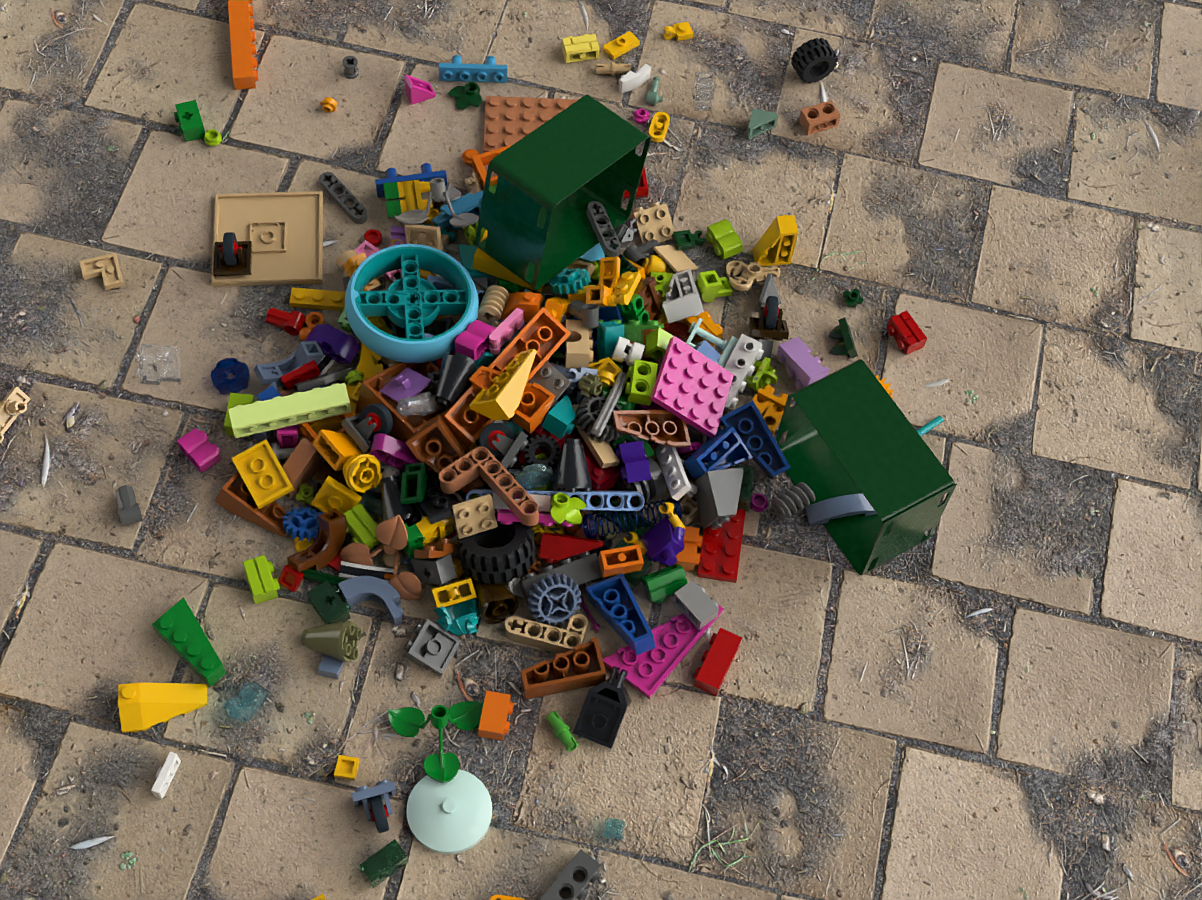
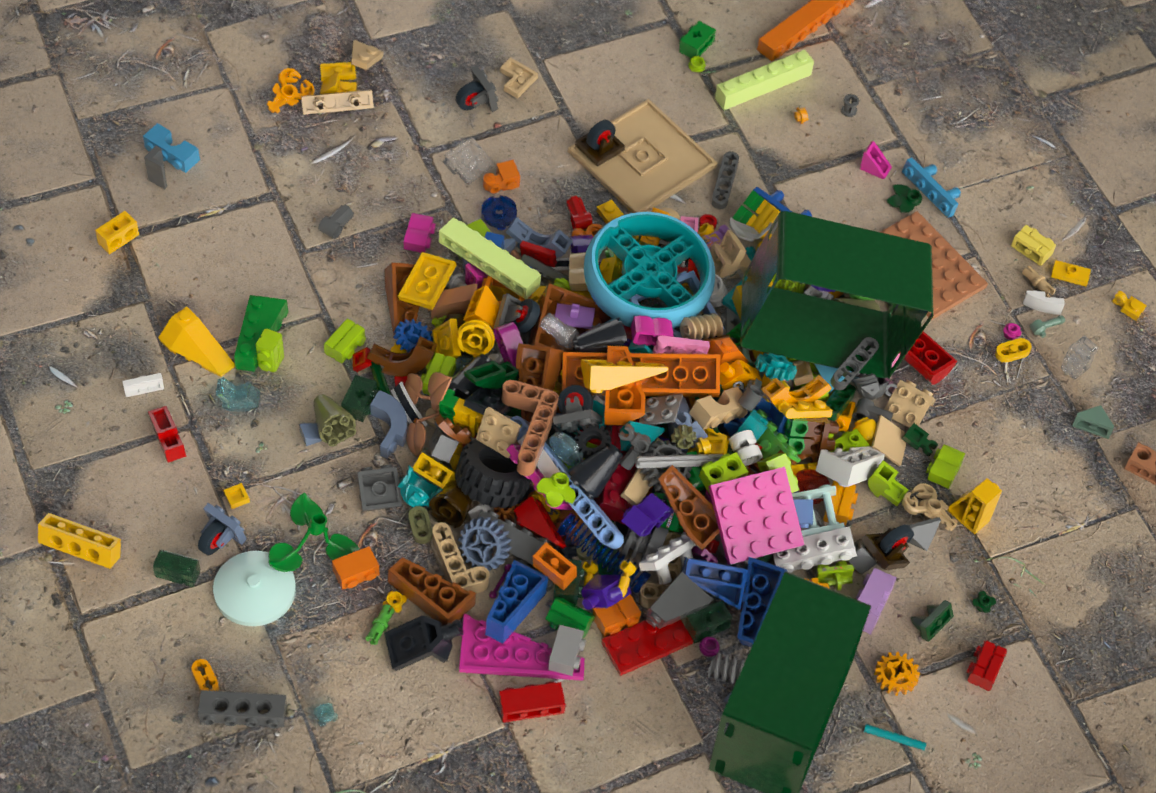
camera: 55 degrees right, 5 degrees down
(96, 307) = (477, 92): none -> plate
(199, 347) = (506, 178): none -> orange brick
(224, 644) = (270, 350): none -> lime brick
(234, 786) = (167, 434): none -> red slope
(273, 104) = (764, 79): none -> yellowish green brick
(354, 354) = (576, 272): none -> tan brick
(381, 242) = (705, 229): none -> yellow plate
(492, 637) = (420, 526): none -> olive plate
(547, 700) = (395, 596): none -> yellow plate
(576, 420) = (640, 445): none -> dark grey bar

